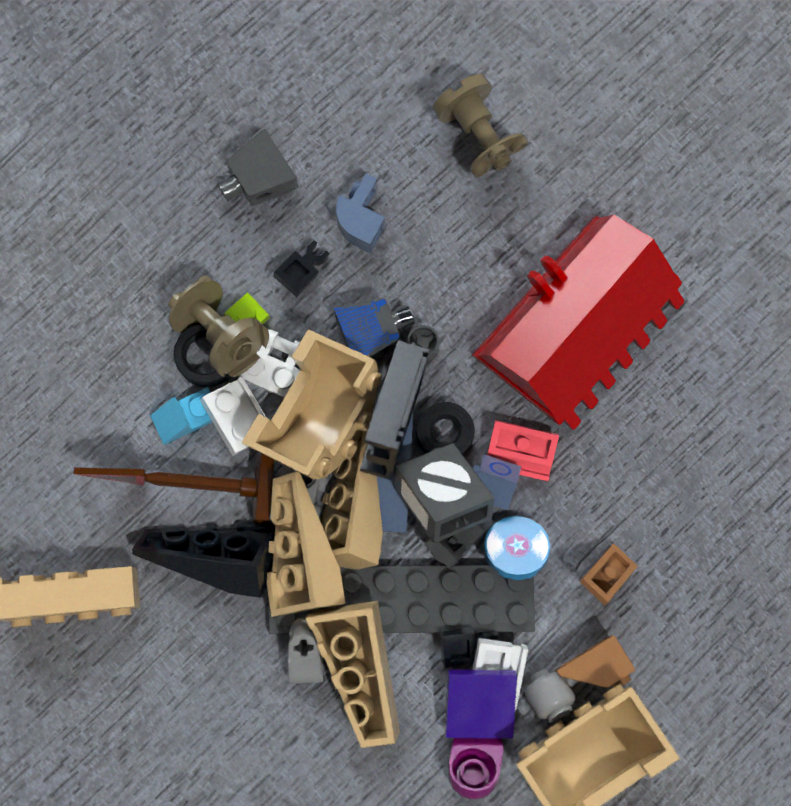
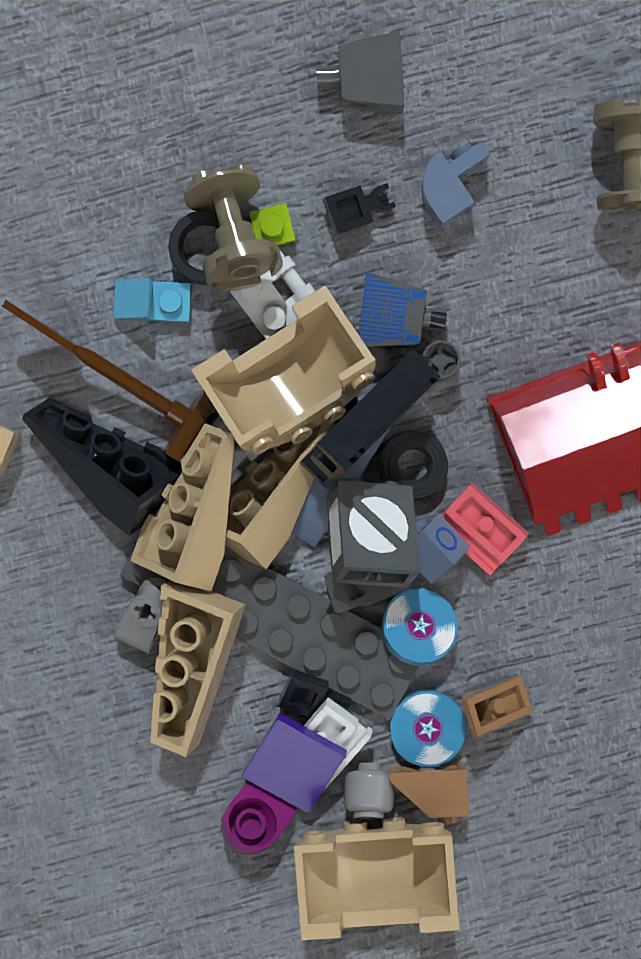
camera: 30 degrees right, 10 degrees up
(232, 412) = (203, 327): white plate -> none
(567, 622) = (427, 728): none -> dark azure tile

